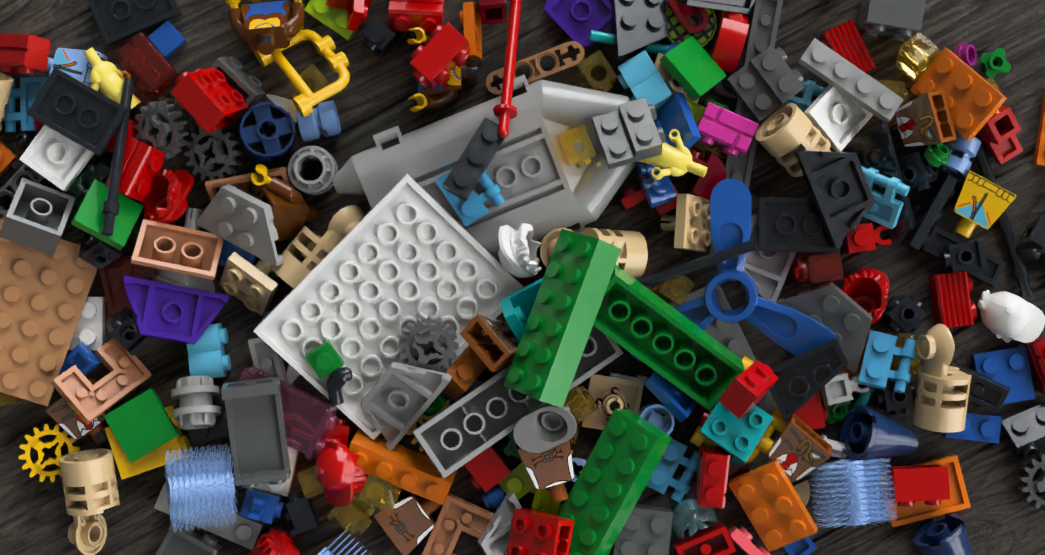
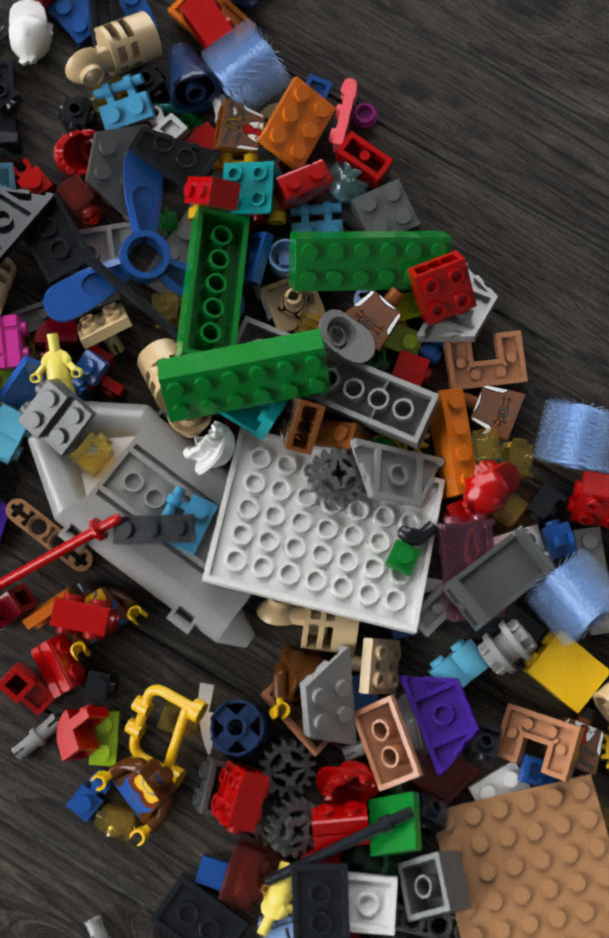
camera: 115 degrees left, 5 degrees down
(141, 425) = (555, 682): green tile -> none
(301, 159) = (234, 678): light grey piece -> none
(322, 121) = (202, 687): medium blue wheel -> none
(597, 61) = (13, 484): clear yellow brick -> none
(755, 337) = (168, 221): none -> green plate
(952, 299) = (43, 85): red brick -> none

